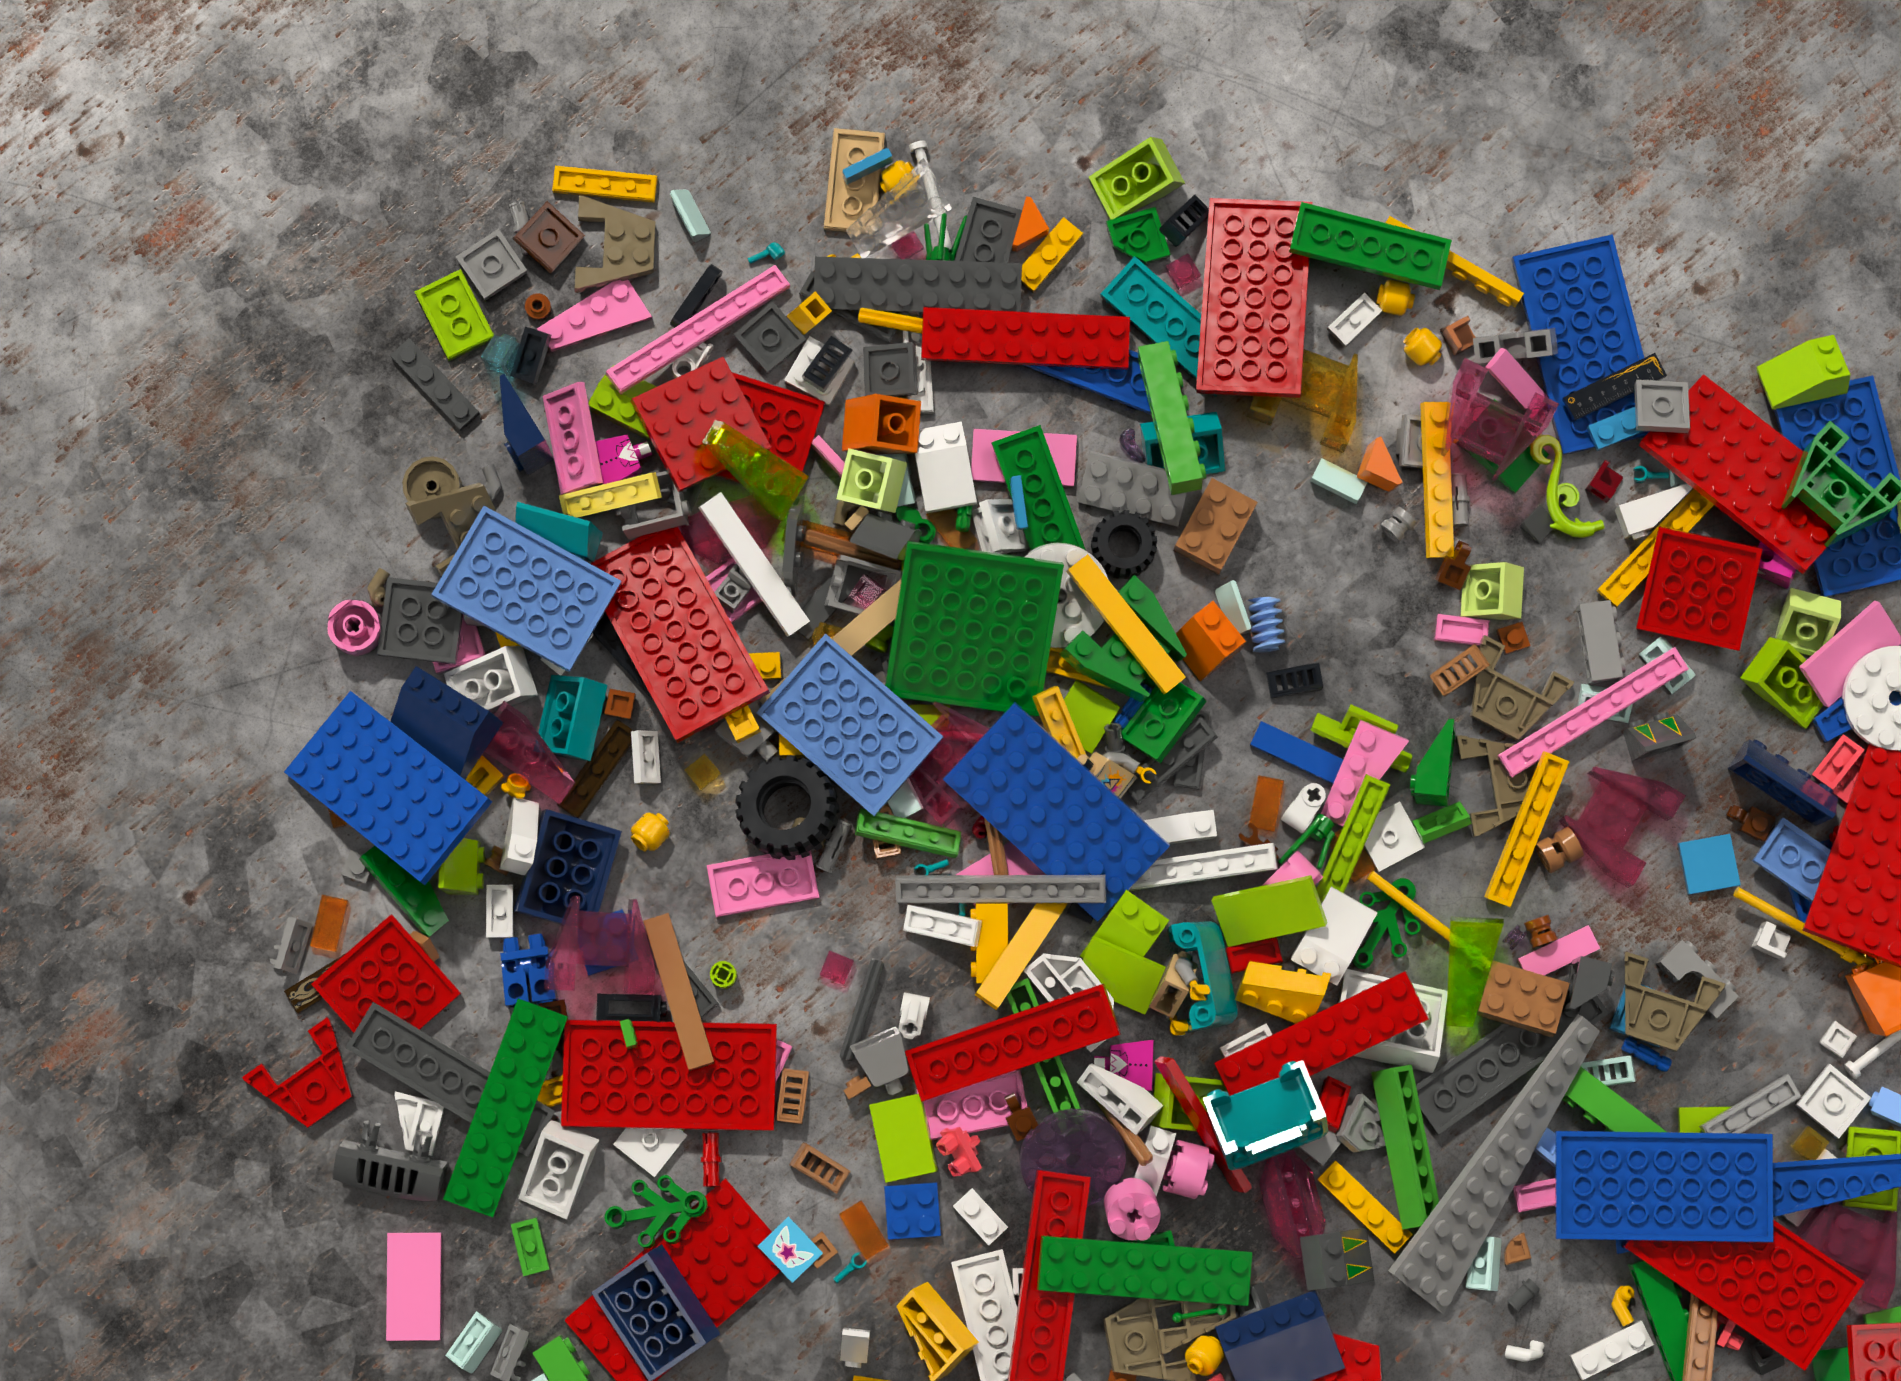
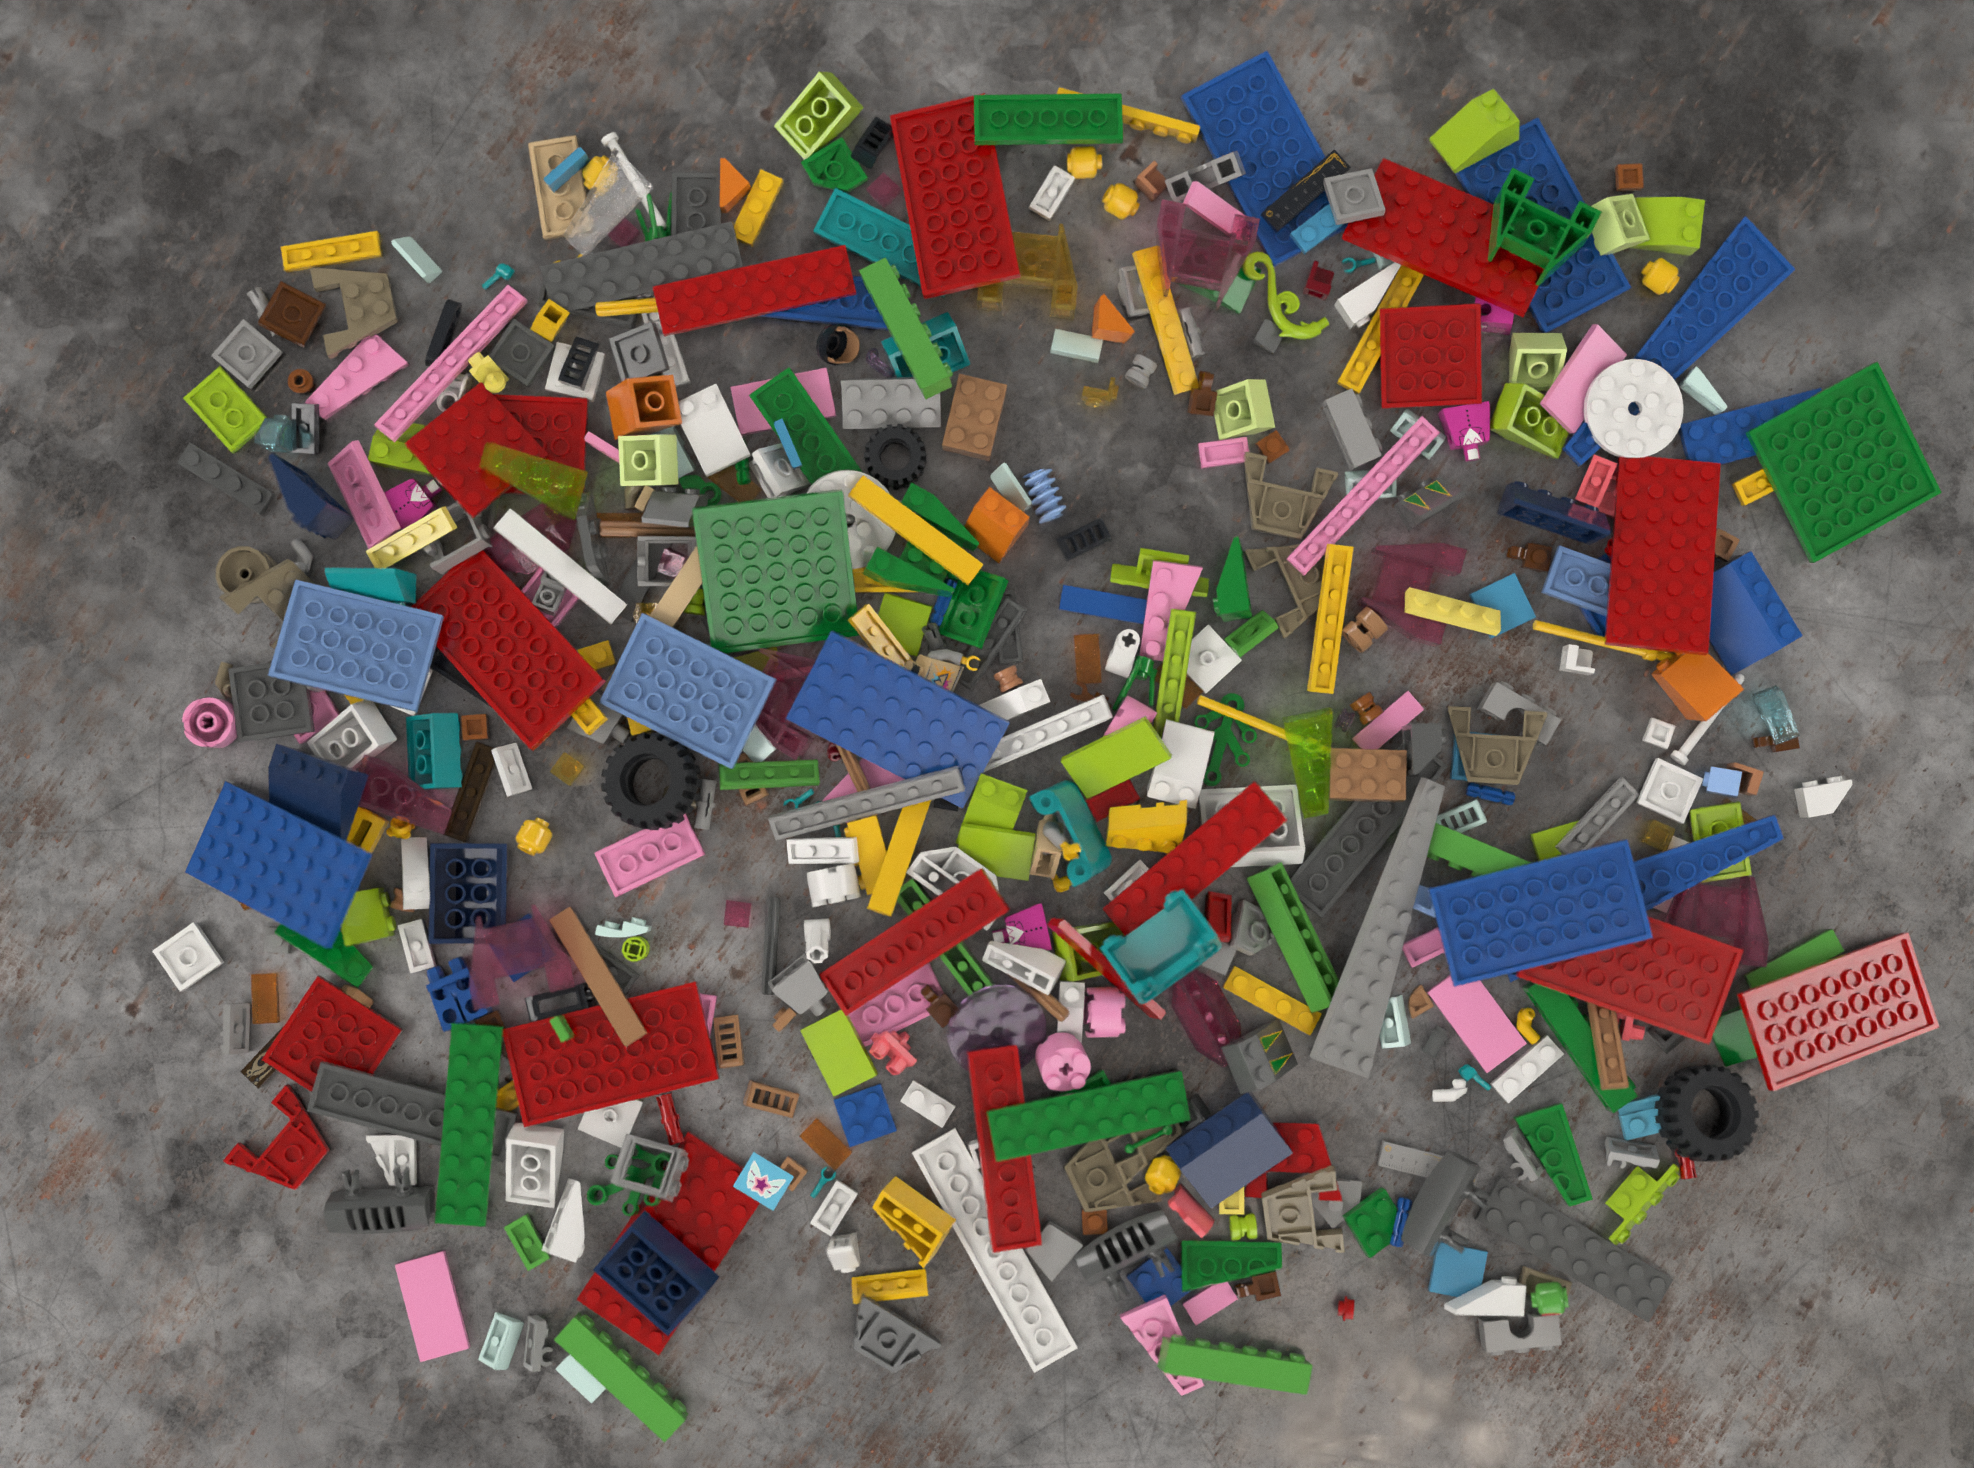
camera: 15 degrees left, 5 degrees up
(263, 859) = (188, 956): none -> white plate
(576, 1242) = (567, 1228): none -> white slope
(697, 1223) = (670, 1185): none -> light grey window
(726, 952) = (630, 928): none -> light aqua slope
(732, 349) = (488, 373): none -> light yellow hips
(855, 1297) = (834, 1207): none -> white plate
(944, 963) = (833, 884): none -> white brick
(1095, 415) = (837, 344): none -> black piece
(1179, 802) = (1008, 679): none -> nougat wheel
(1344, 538) = (1095, 396): none -> clear yellow bracket
(1447, 681) = (1221, 501): medium nougat slope -> none
(1548, 1337) = (1468, 1072): none -> teal hand
(1572, 1285) = (1477, 1021): none -> bright pink tile
(1654, 855) = (1452, 611): none -> light yellow plate
(1718, 672) = (1467, 428): none -> dark pink torso

